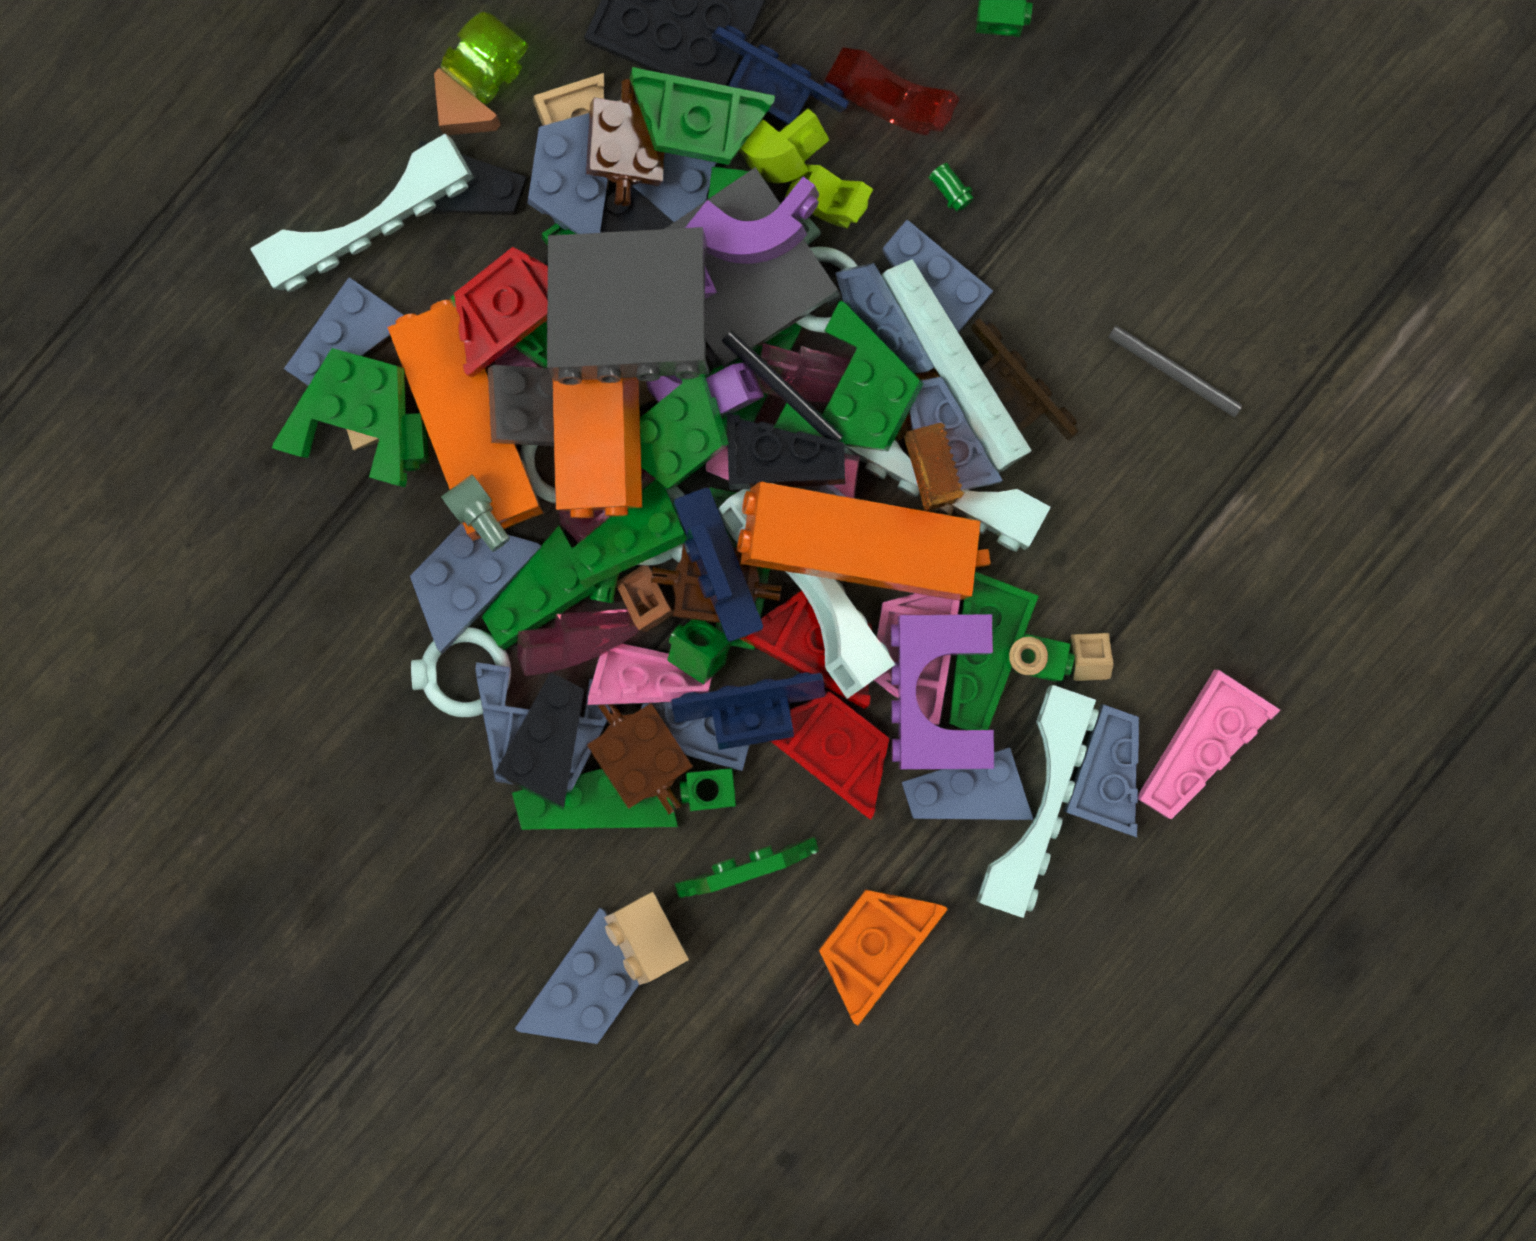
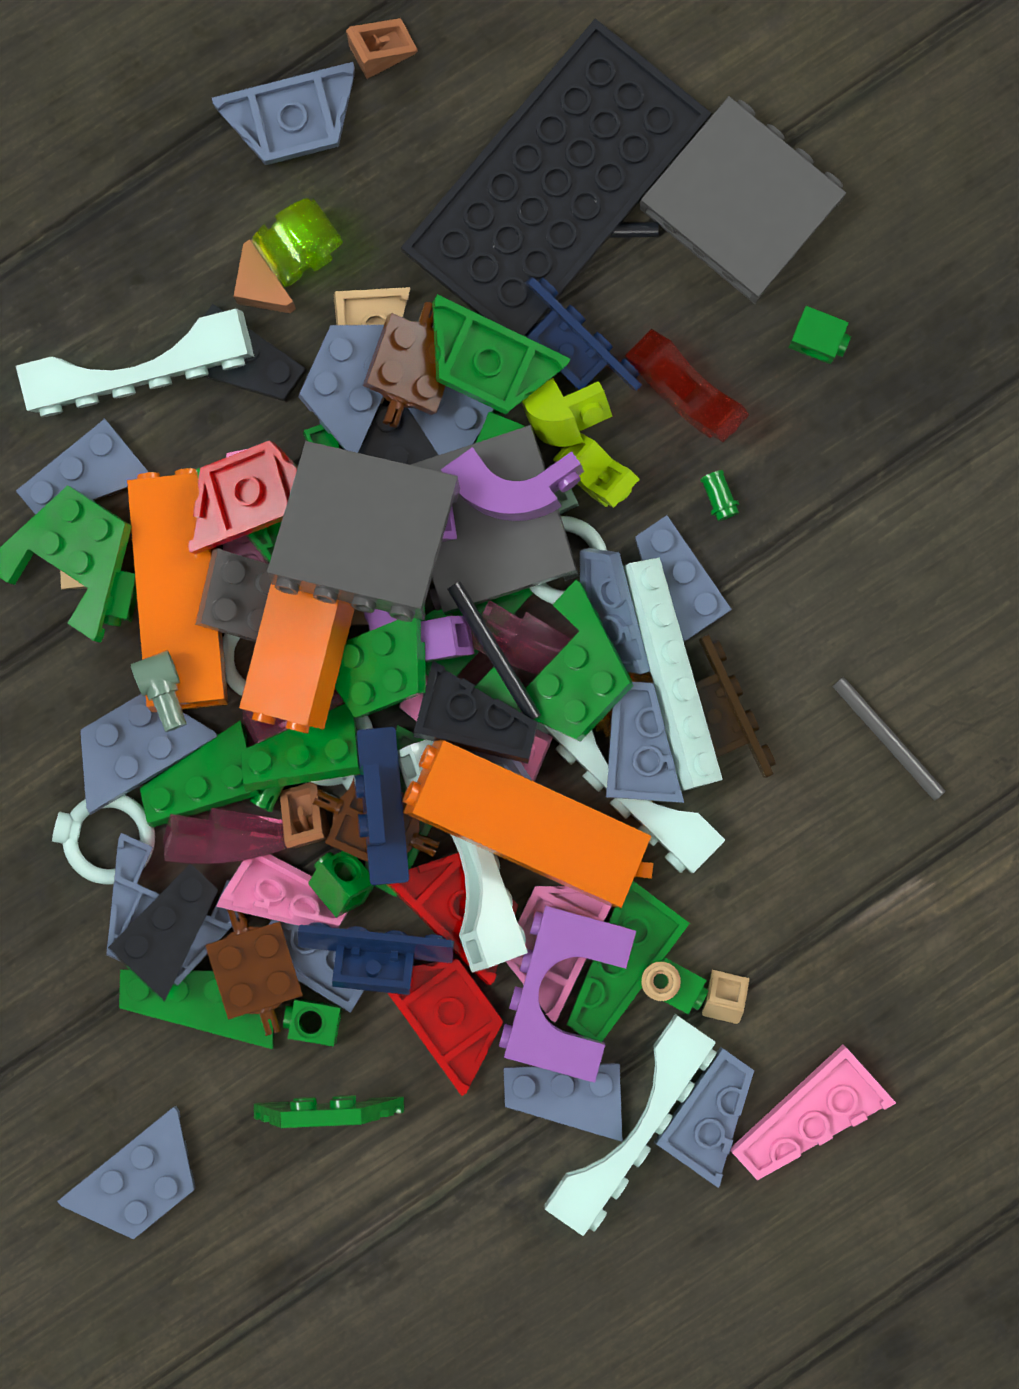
camera: 20 degrees right, 0 degrees up
(645, 939) = (208, 1150): tan brick -> none
(875, 945) = (432, 1220): orange wing -> none
(933, 466) = (619, 771): clear orange brick -> none

